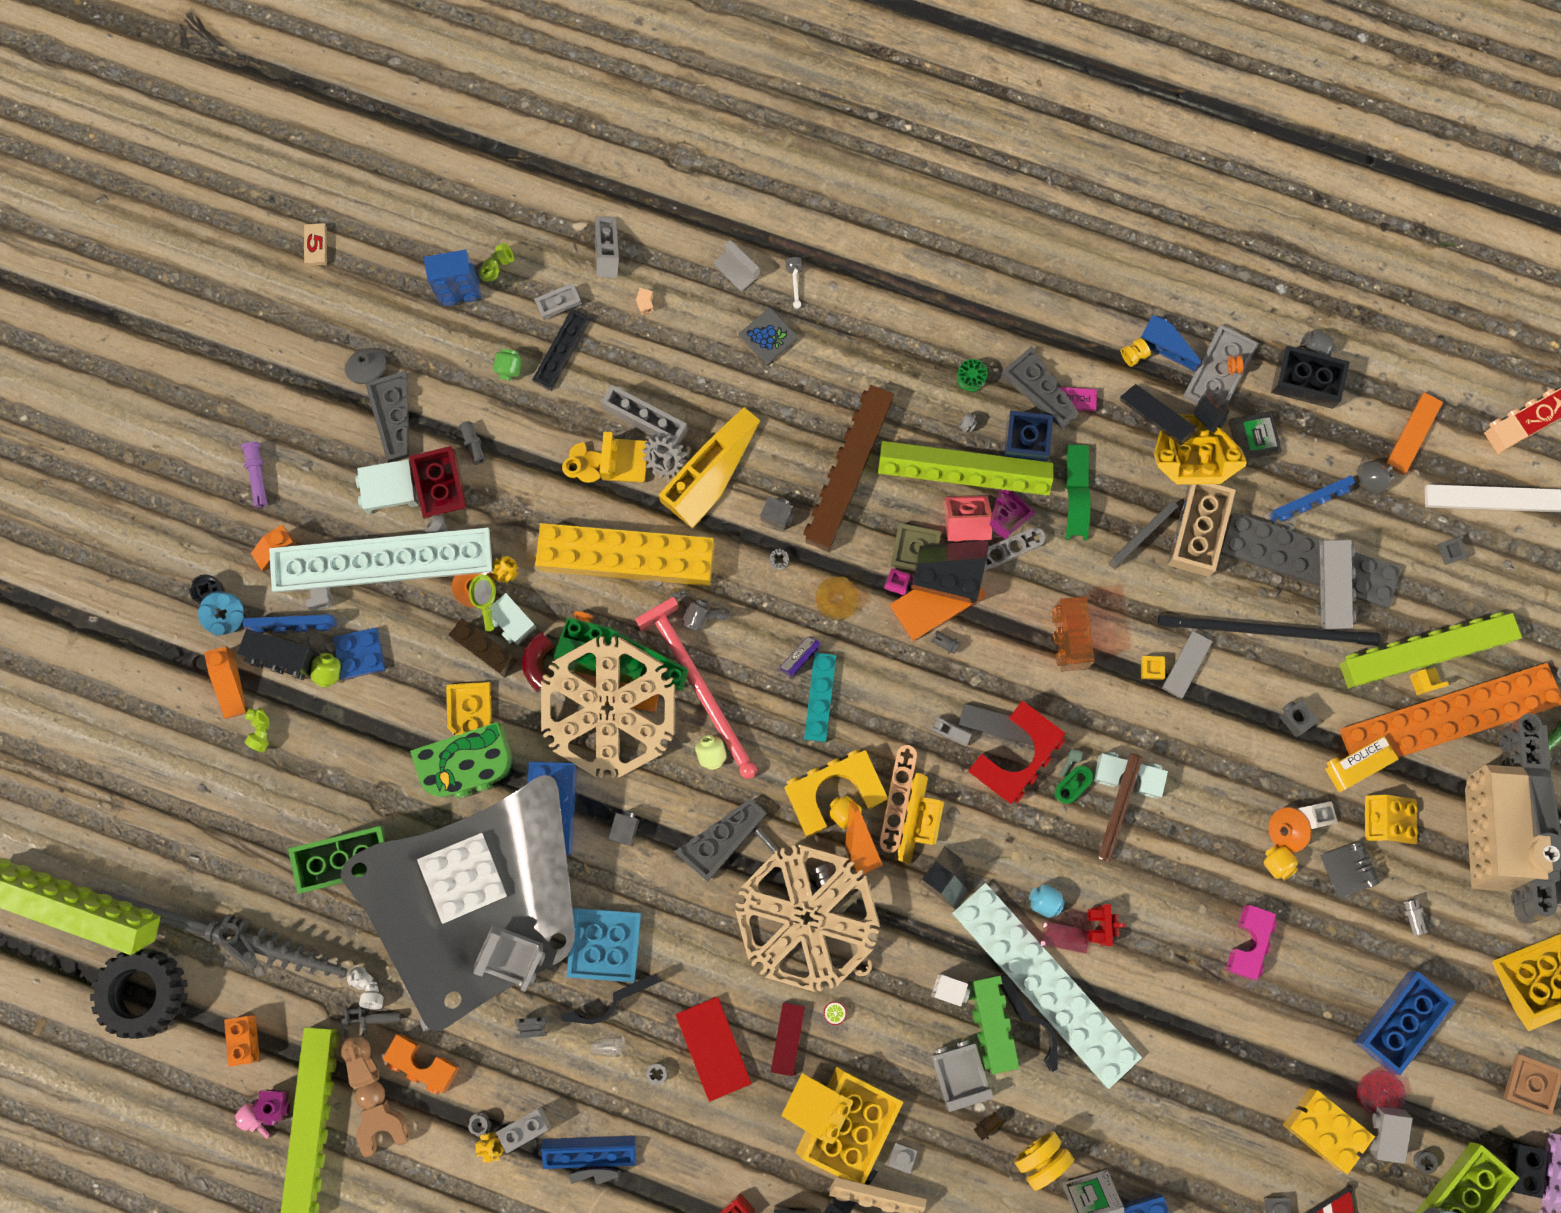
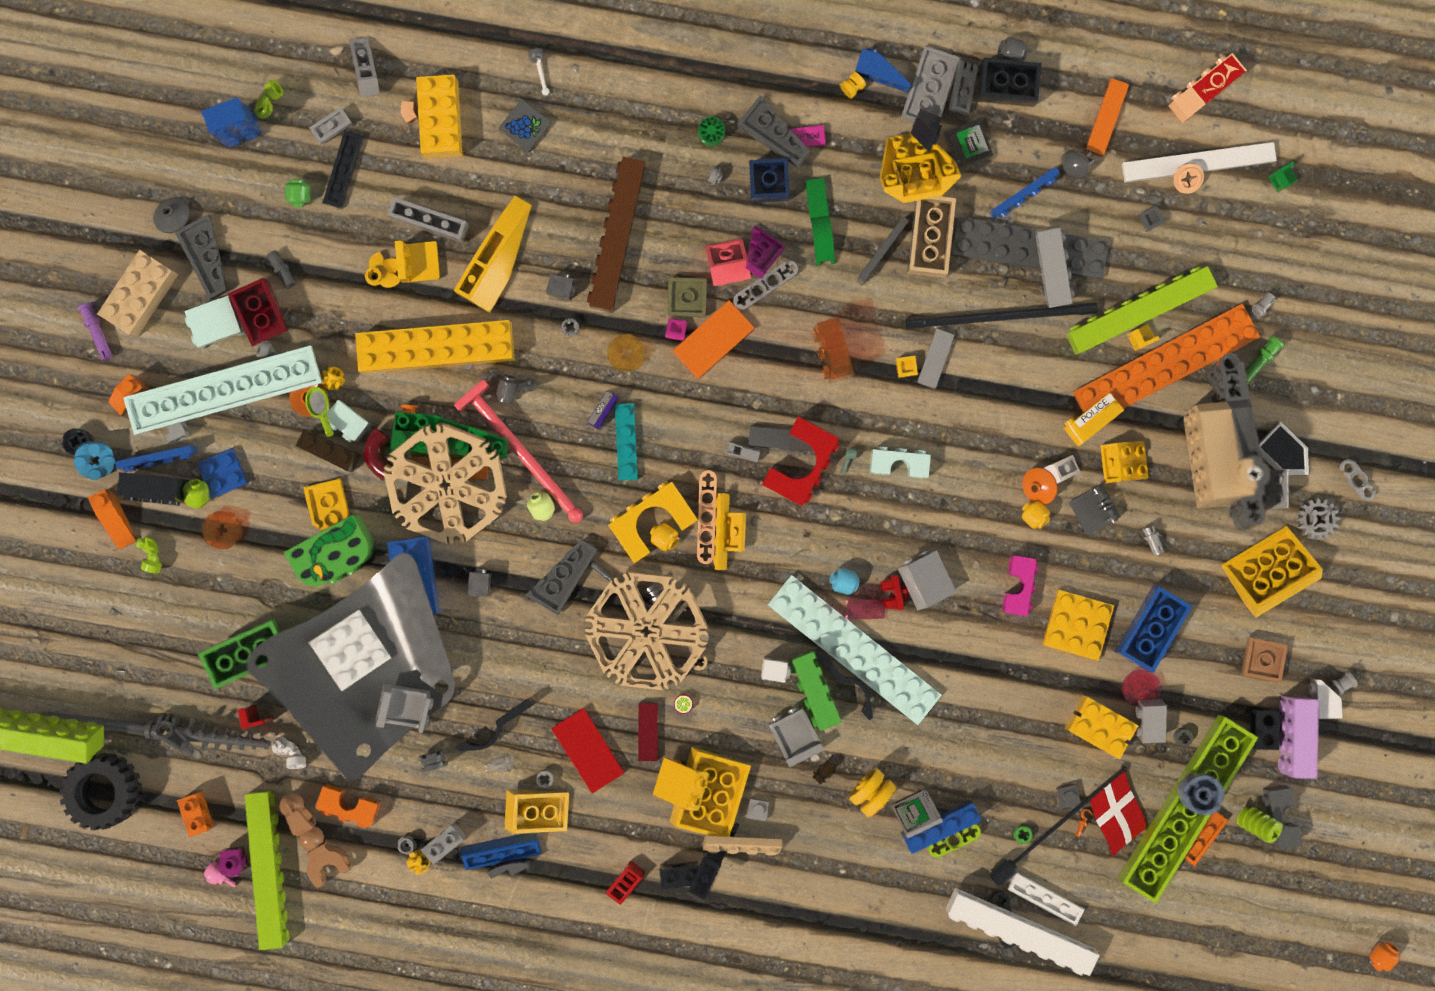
camera: 10 degrees left, 10 degrees up
(310, 441) = (138, 294): none -> tan brick
(315, 244) = (101, 109): tan tile -> none
(329, 937) = (249, 717): none -> red panel
(338, 706) = (229, 538): none -> clear orange plate
(368, 1019) = (297, 777): dark grey piece -> none
(604, 945) = (481, 682): dark azure plate -> none
(639, 1111) = (536, 811): none -> yellow slope
(664, 455) = (452, 253): light grey gear -> none
(677, 310) = (439, 116): none -> yellow brick
(737, 266) = (485, 66): light grey panel -> none
(859, 842) = (679, 562): orange slope -> none
(946, 878) = (758, 576): black slope -> none
(947, 643) = (727, 376): dark grey pin -> none
(951, 570) = (720, 311): black wedge -> none
(966, 468) = (718, 218): lime brick -> none
(1072, 785) = (852, 479): green plate -> none
(1120, 807) = (894, 492): reddish brown axle -> none
(1143, 915) = (926, 579): none -> light grey brick
(1158, 414) = (880, 140): black tile -> none
(1235, 364) = (941, 82): orange bush -> none
(1257, 375) = (963, 87): none -> dark grey hinge
(1308, 719) = (1044, 388): dark grey brick -> none
(1314, 1002) = (1078, 625): none -> yellow plate
(1506, 519) = (1194, 182): none -> light nougat gear

